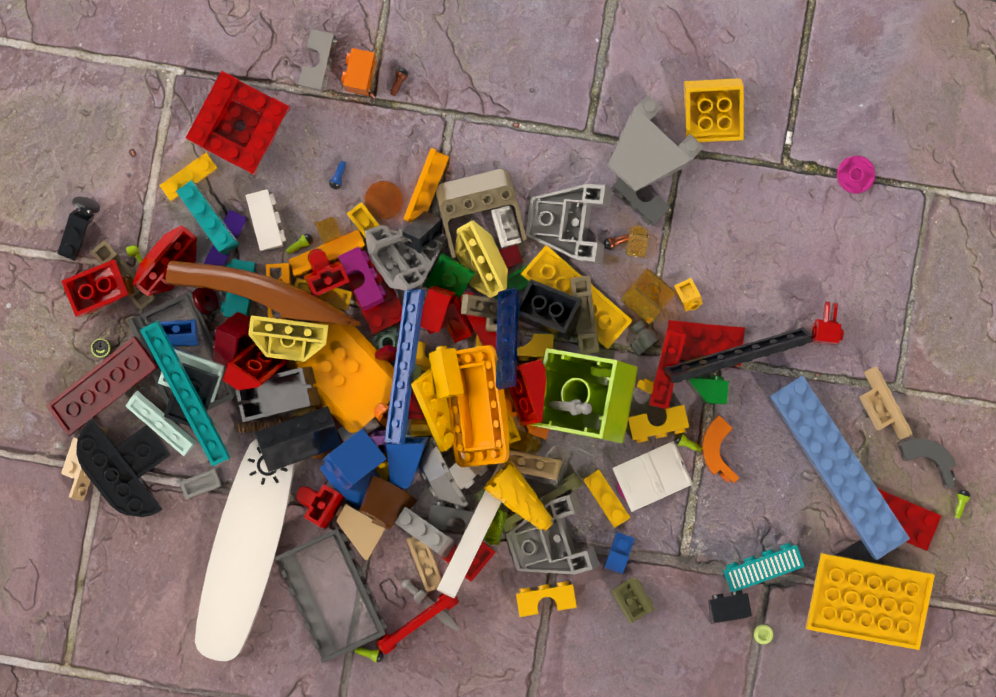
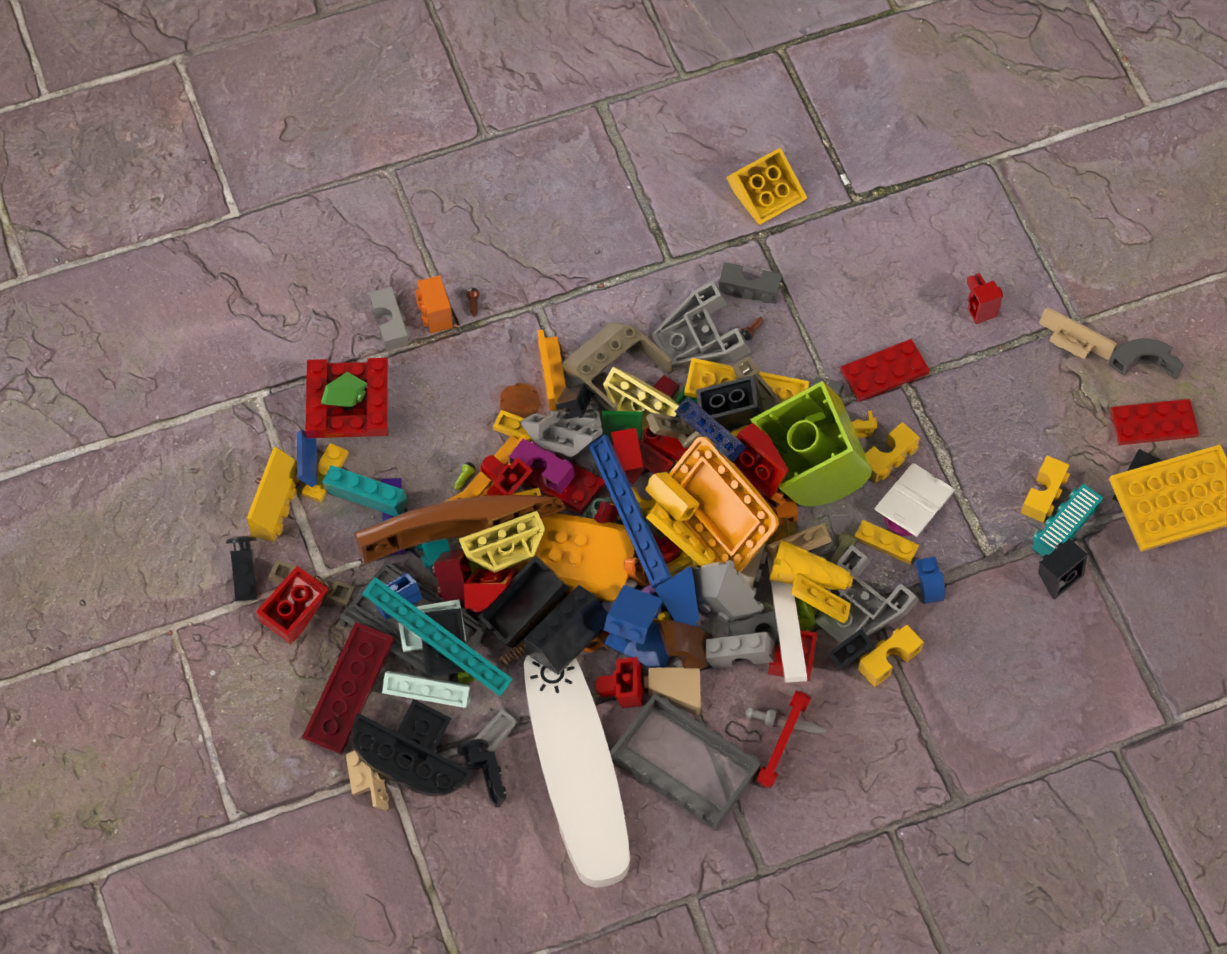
camera: 30 degrees left, 25 degrees down
(101, 348) = (326, 661): tile -> none
(132, 180) = (273, 496): none -> yellow slope
(134, 251) = (309, 559): lime hand -> none
(169, 500) = (477, 759): none -> black piece
(173, 246) = (342, 560): red wedge -> none
(176, 160) = (306, 459): none -> blue tile
(205, 300) = (404, 563): dark red piece -> none
(236, 119) = (344, 391): none -> bright green slope
(265, 220) = (420, 470): white brick -> none
(328, 229) = (483, 449): clear yellow panel -> none
(336, 181) = (466, 408): blue piece -> none
(376, 655) = (764, 795): lime piece -> none
(425, 564) = (756, 686): tan tile -> none
(506, 226) = (643, 366): white hinge -> none
(514, 528) = (820, 598): none -> yellow plate
(514, 580) = (850, 650): none -> black brick
(574, 407) = (809, 442): light grey sword -> none
(632, 599) = (970, 611): olive bracket -> none
(637, 241) = (770, 319): clear yellow bracket -> none
(646, 152) = (732, 241): light grey wedge -> none
(648, 296) = (809, 357): clear yellow slope -> none
(669, 356) = (868, 397): red fence -> none
(682, 440) = (919, 457): lime piece -> none
(688, 294) = (844, 336): yellow bracket -> none
(710, 390) = (915, 398): green slope -> none
(710, 450) = (954, 452): orange arch -> none
(737, 355) = (918, 358): black plate -> none
(763, 634) = (1107, 581): yellowish green tile -> none
(780, 521) = (1052, 475): none -> yellow arch
(839, 468) = (1074, 402): medium blue brick -> none
(855, 174) = (921, 177): dark pink tile -> none
(963, 497) = (1197, 375): lime piece -> none

